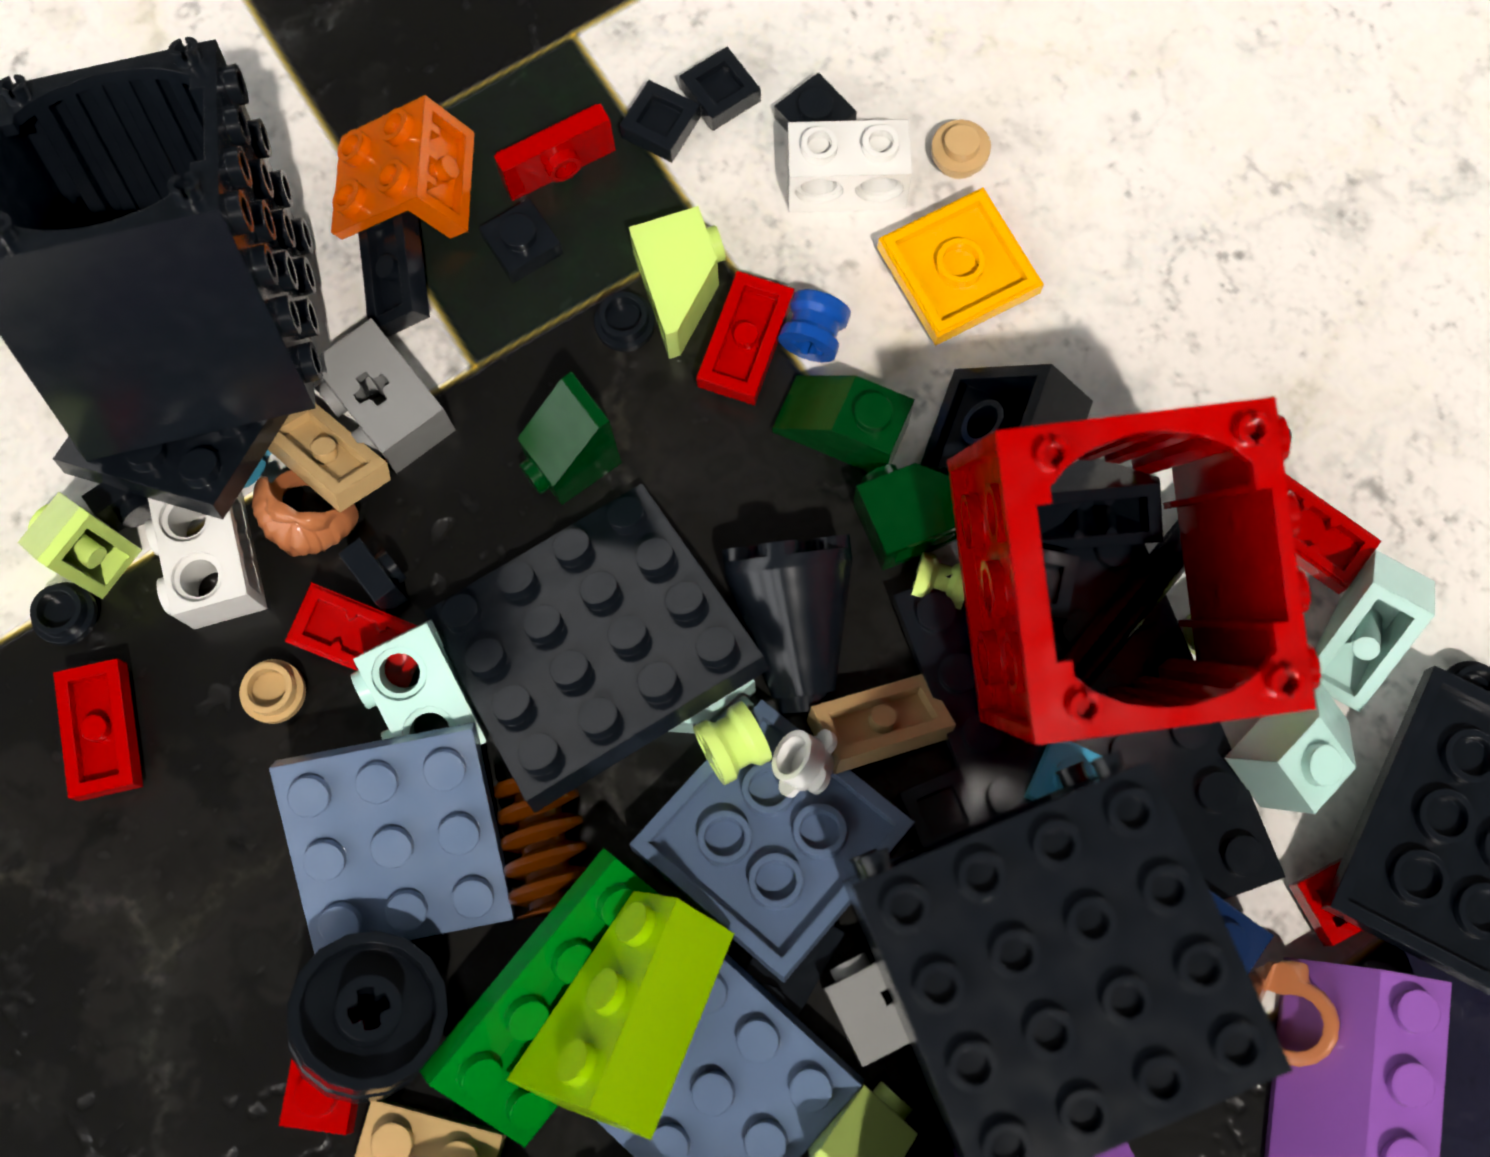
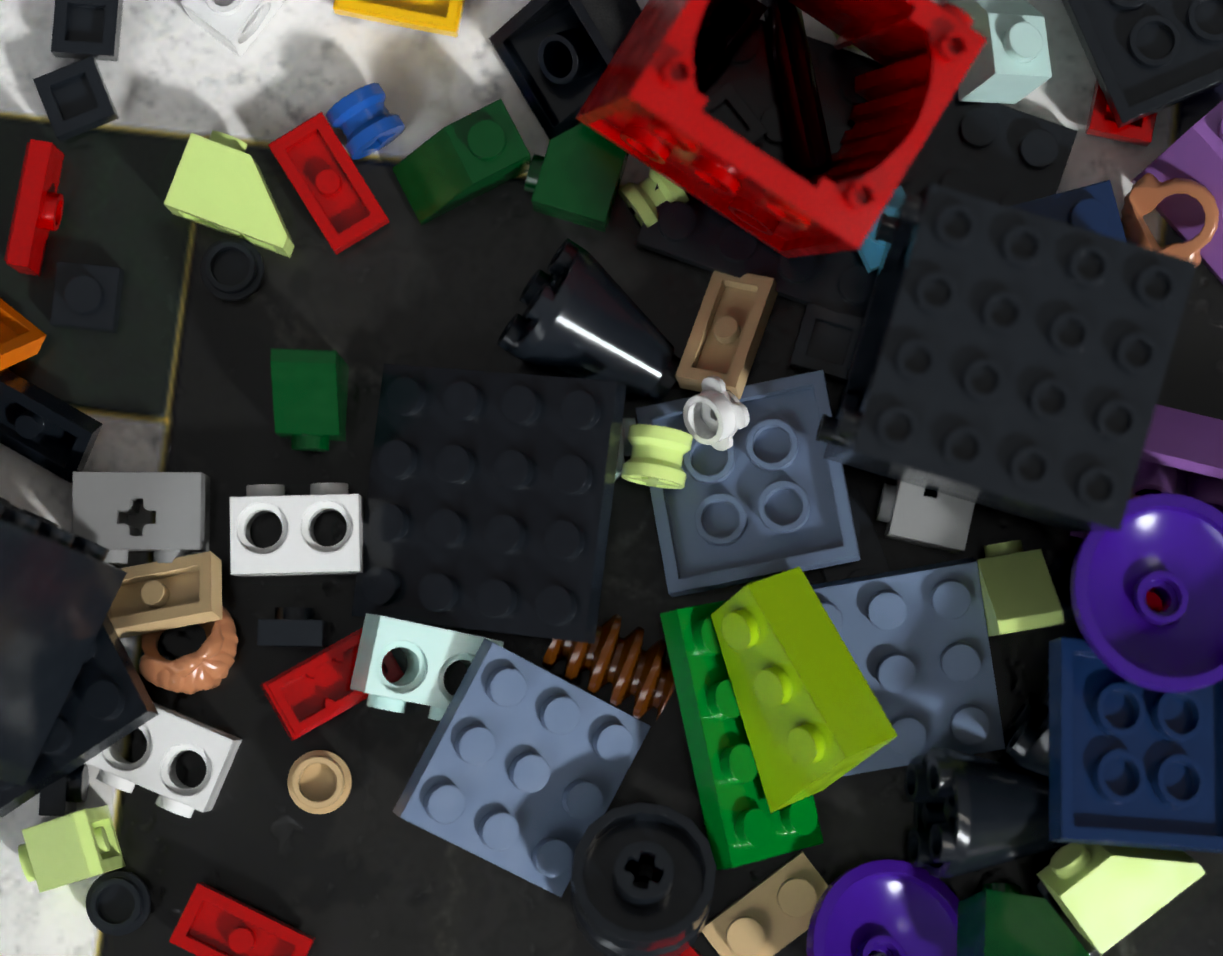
camera: 50 degrees left, 10 degrees up
(449, 526) = (297, 549): none -> white brick

